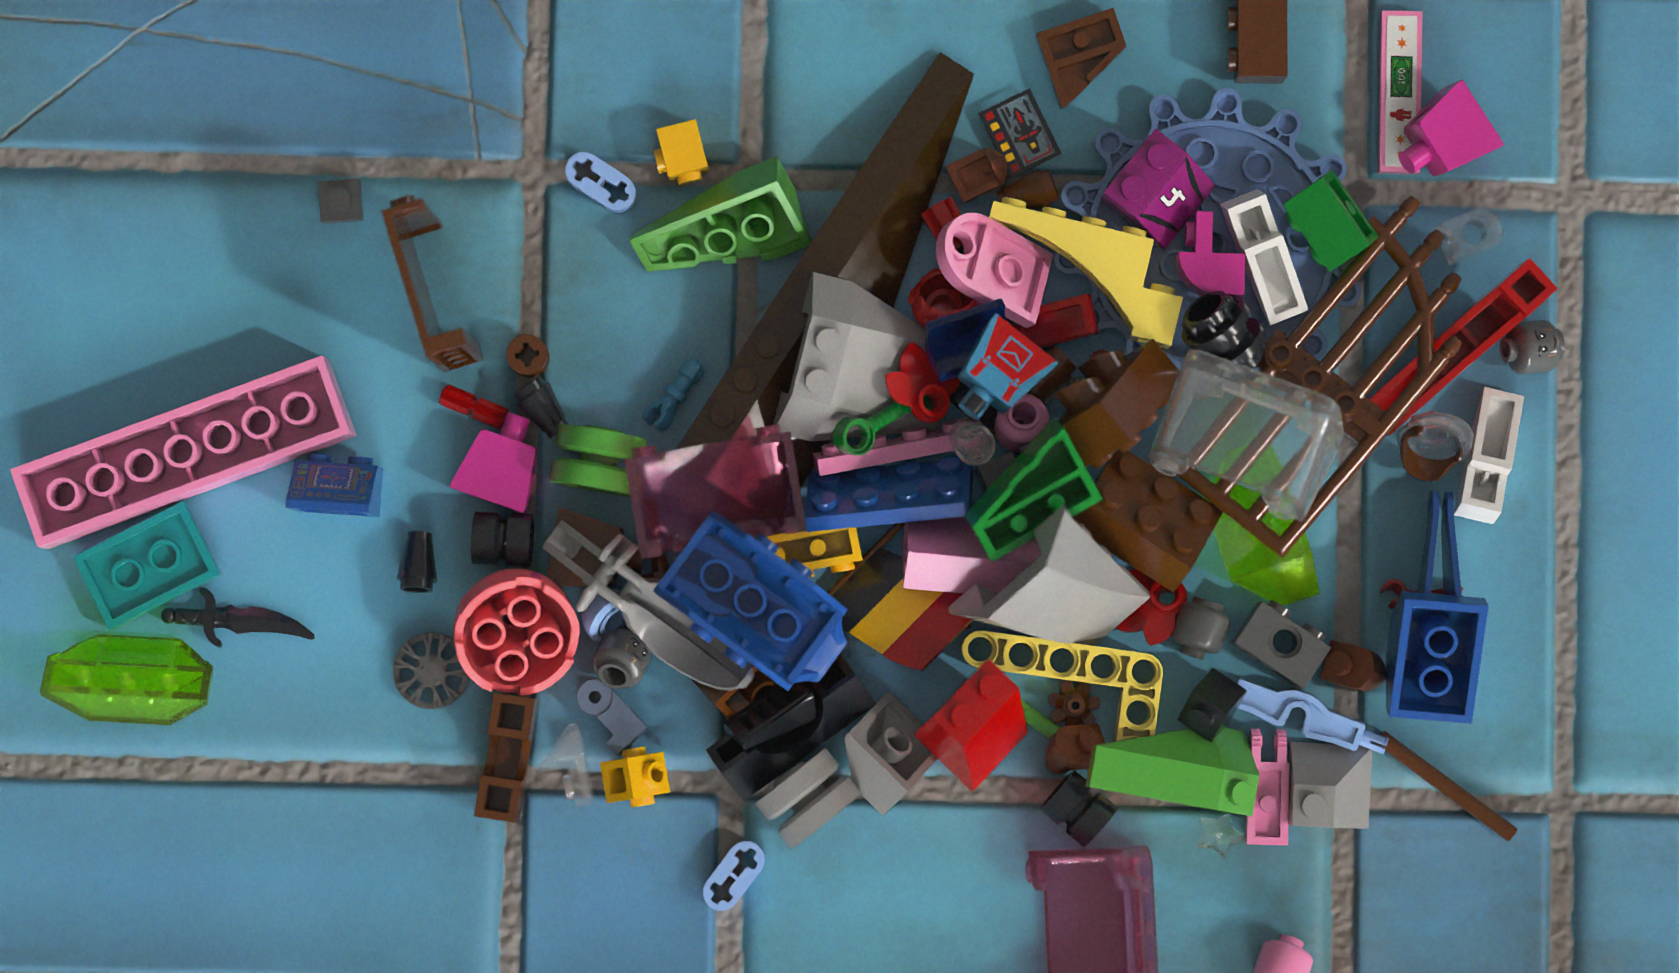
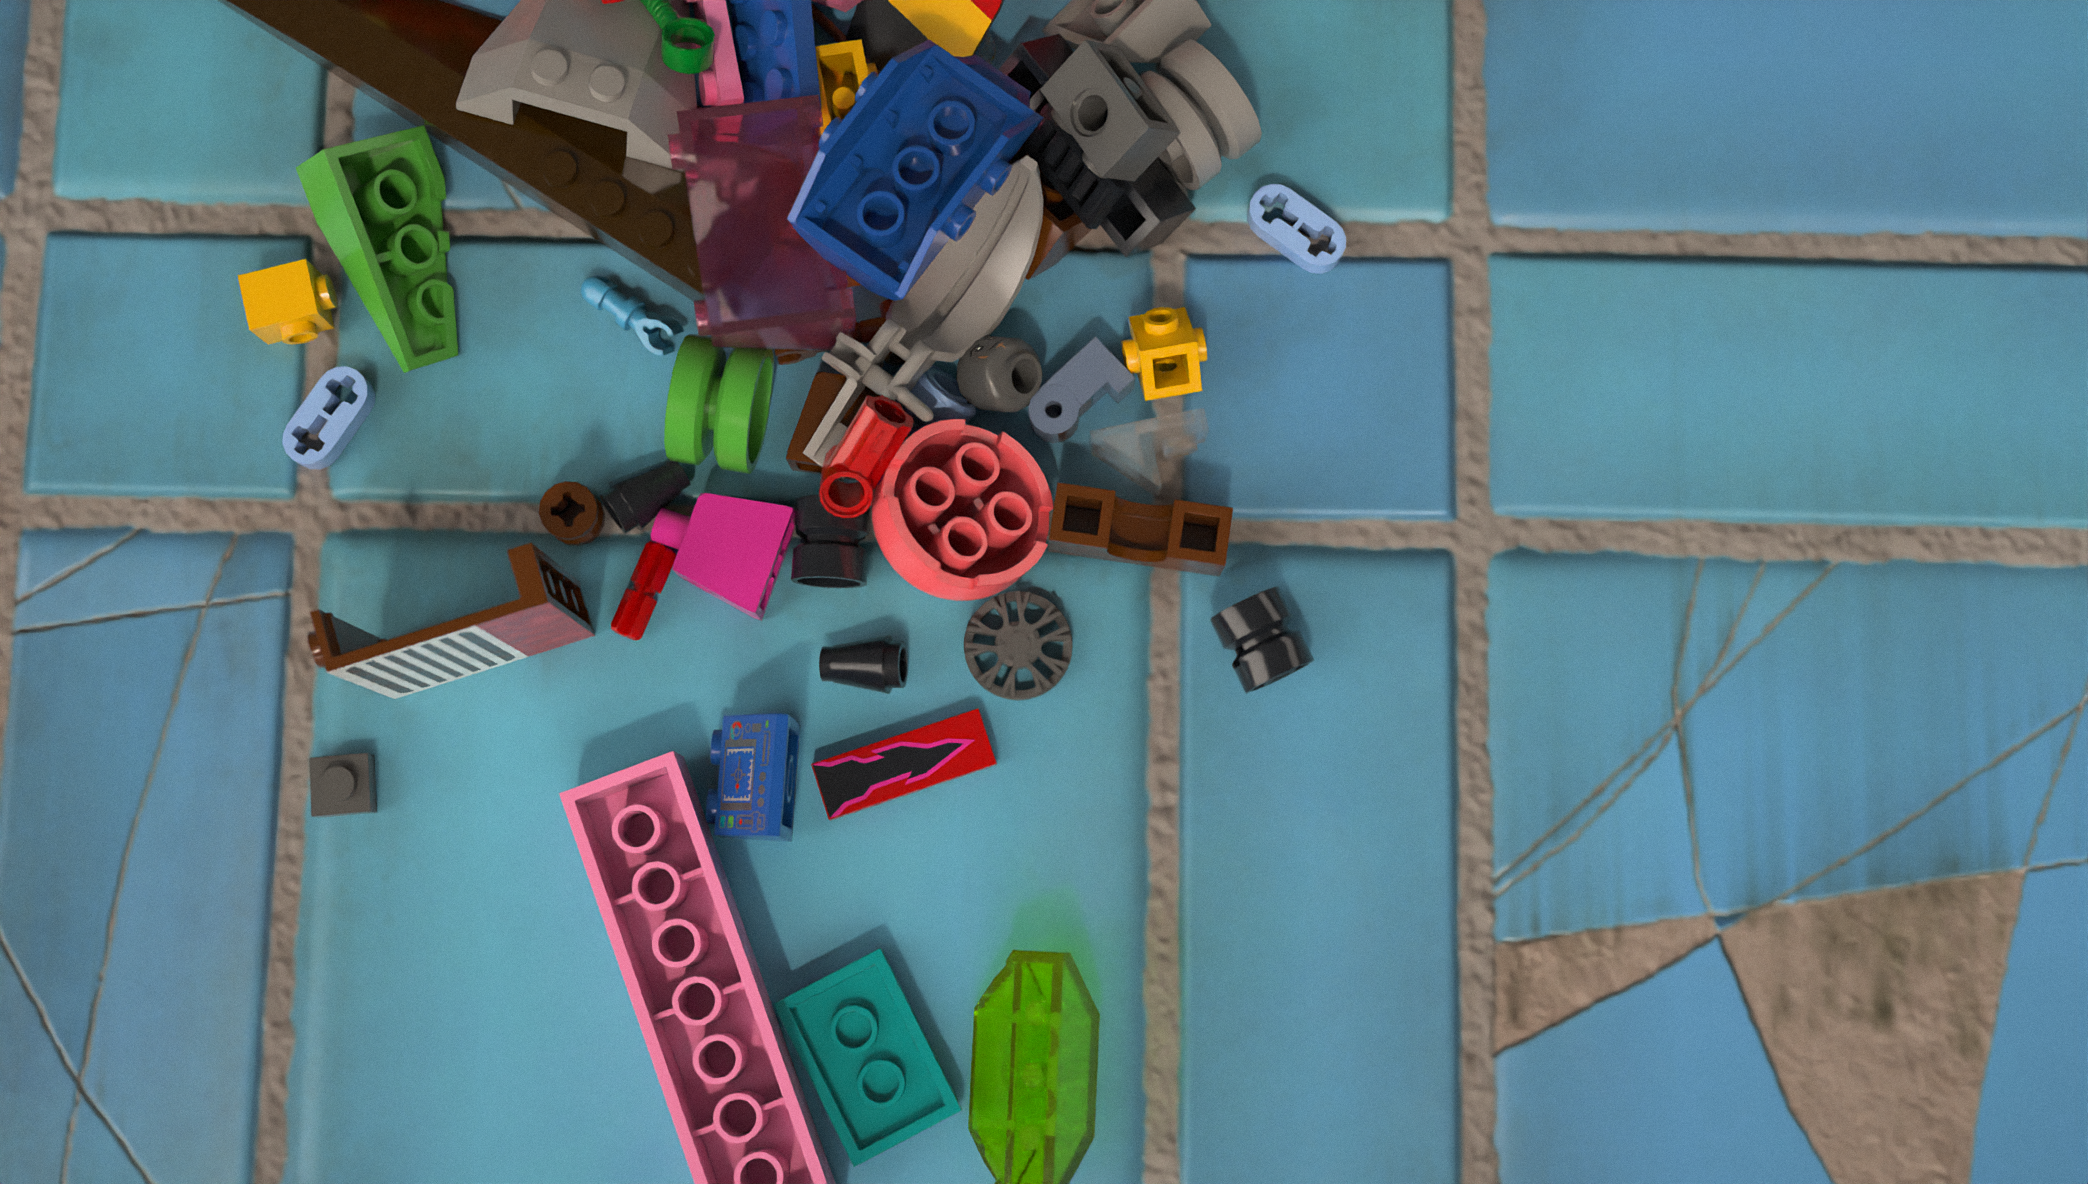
camera: 90 degrees left, 5 degrees down
(235, 619) = (947, 924): black piece -> none
(348, 590) = (903, 764): none -> tile
(426, 843) = (1261, 639): none -> black wheel
(547, 561) = (863, 455): none -> red piece
(793, 738) = (1136, 124): none -> dark grey brick

